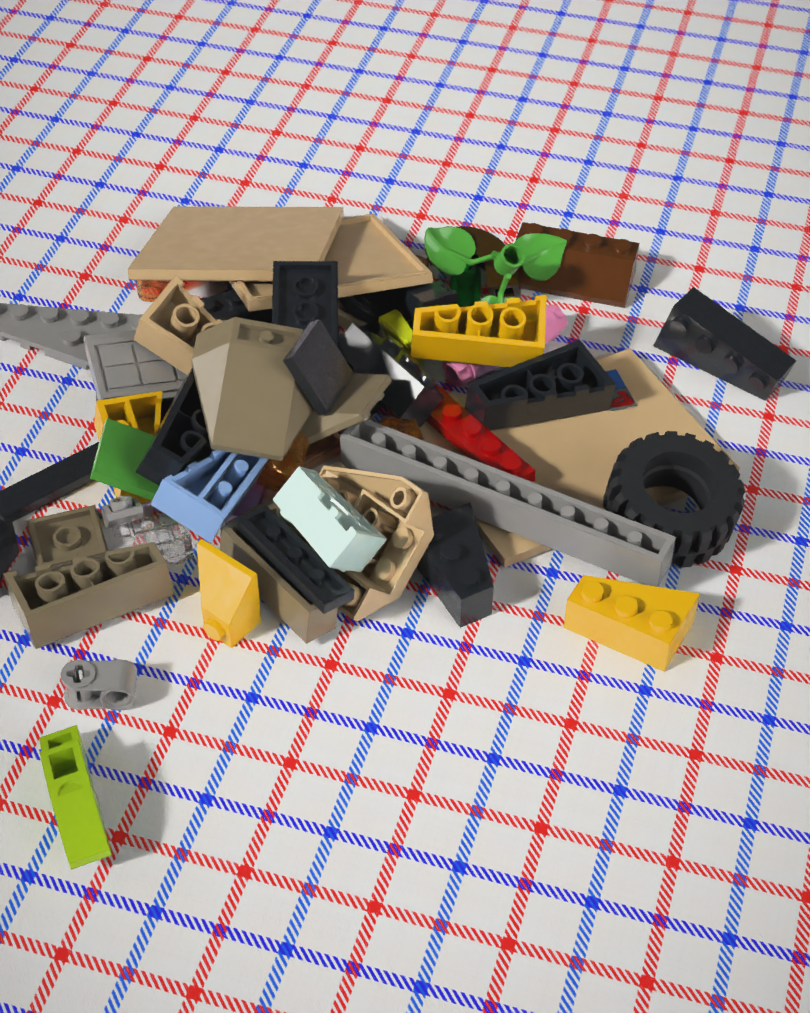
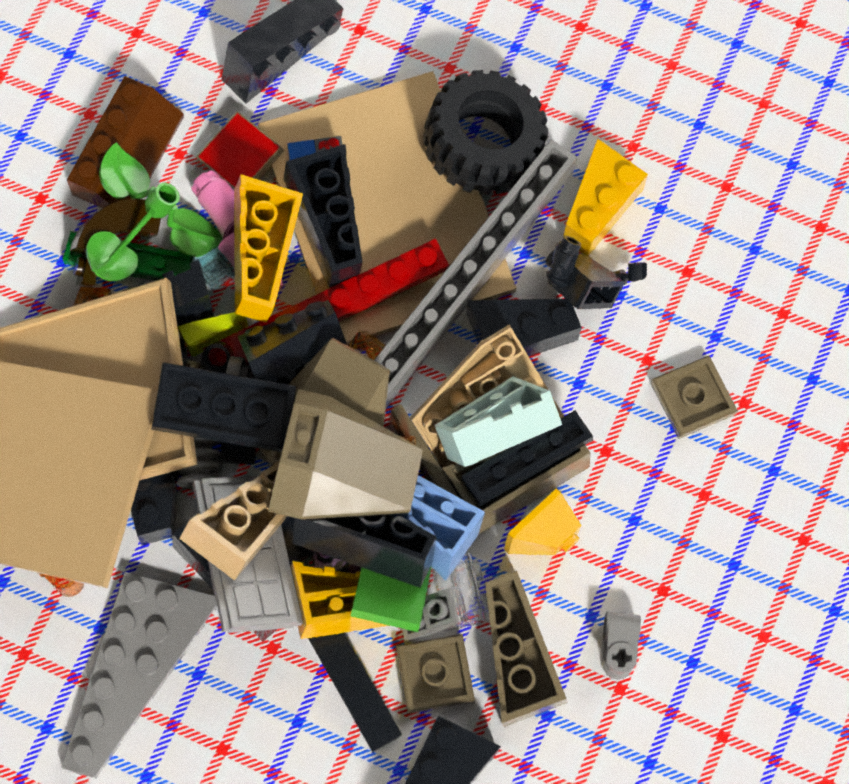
camera: 85 degrees left, 25 degrees up
(74, 797) = (736, 666): lime slope -> none
(318, 367) = (332, 397): black tile -> none
(409, 738) = (693, 397): none -> dark tan tile
(523, 599) = (586, 281): none -> black torso
(599, 335) = (240, 150): none -> red tile

